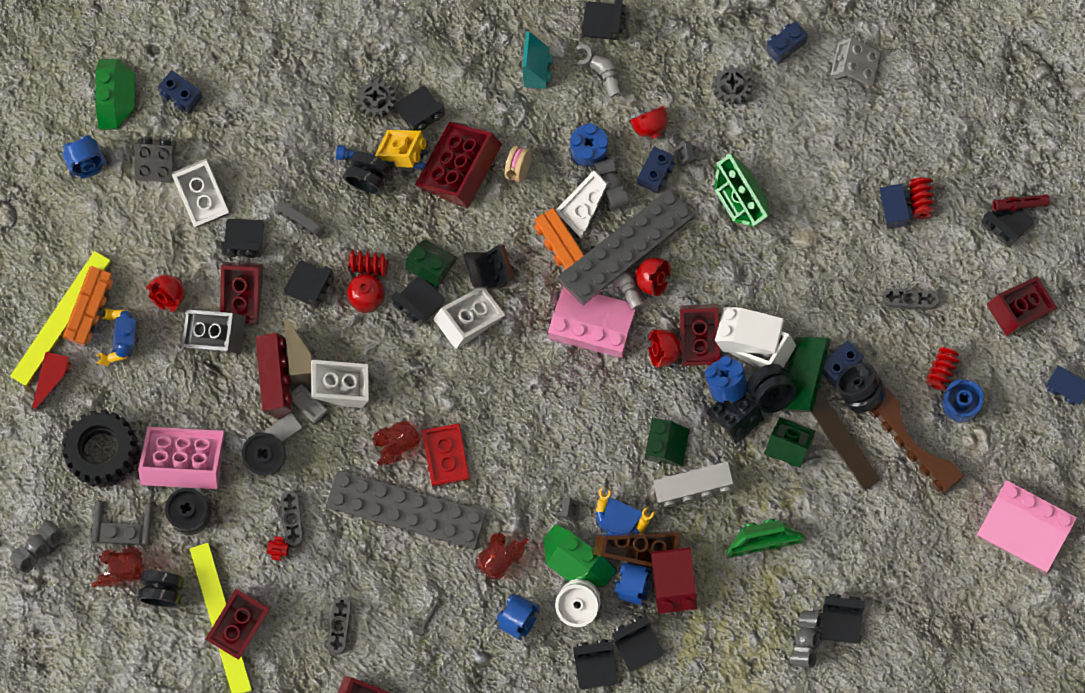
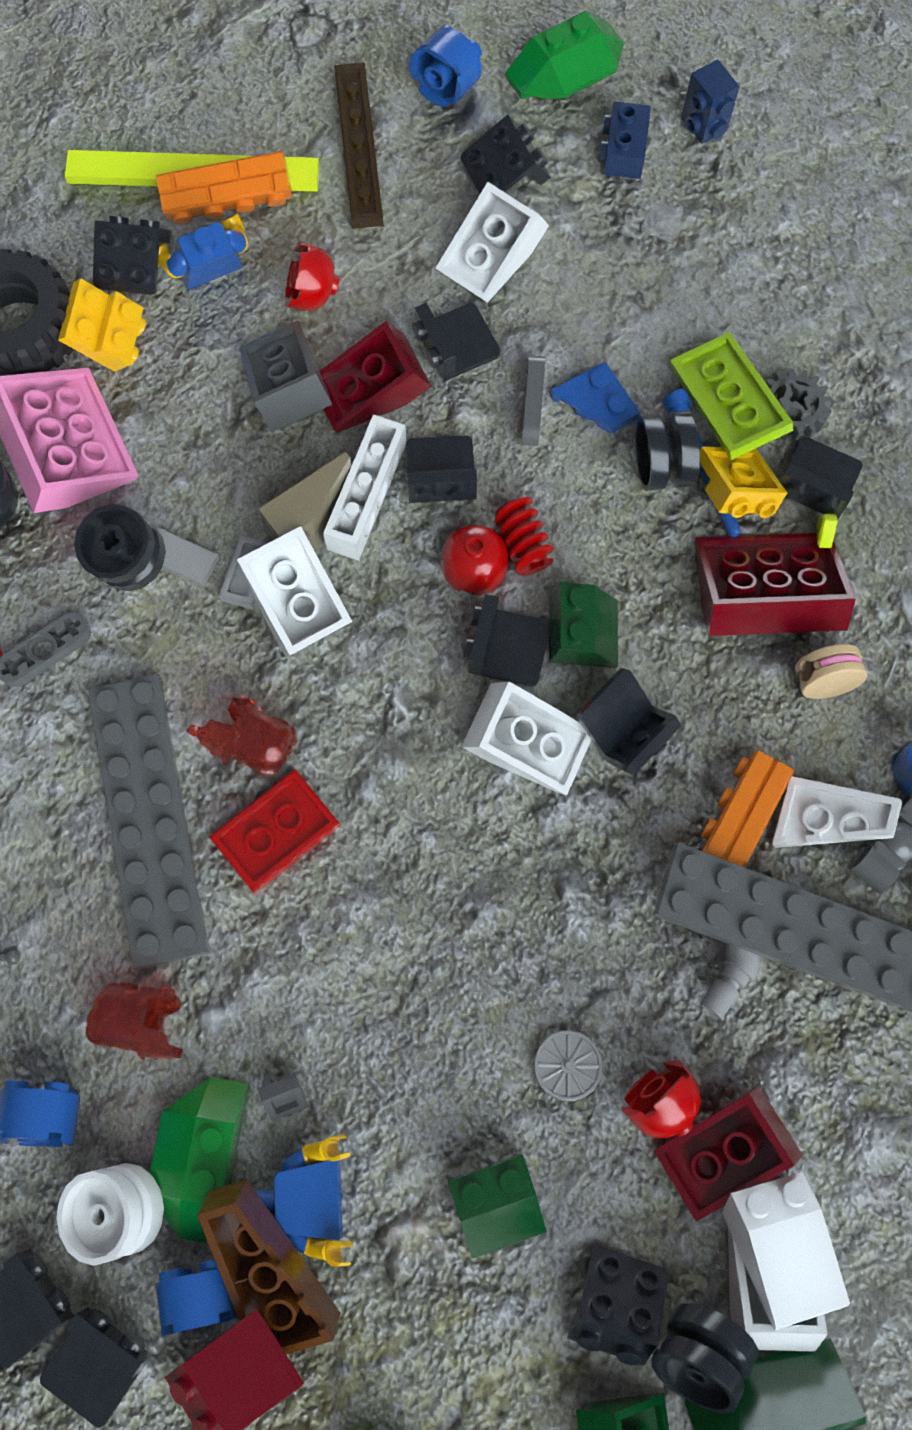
camera: 55 degrees right, 0 degrees up
(52, 371) = (90, 195): red slope -> none
(95, 374) = (127, 255): none -> black bracket
(96, 226) = (358, 146): none -> dark brown tile
(134, 405) = (102, 325): none -> yellow plate
(188, 40) = (709, 101): none -> dark blue brick
(274, 375) = (246, 486): dark red slope -> none
(306, 329) = (365, 487): none -> white brick
(315, 187) = (598, 398): none -> blue wing
(354, 126) = (731, 395): none -> lime plate
(448, 123) = (826, 529): none -> neon yellow tile
(596, 326) = (637, 961): bright pink slope -> none
(625, 381) = (568, 1065): none -> light grey wheel
(652, 276) = (781, 1005): red cylinder -> none
(696, 484) = (446, 1312): light grey wedge -> none
(726, 380) = (672, 1257): blue brick -> none

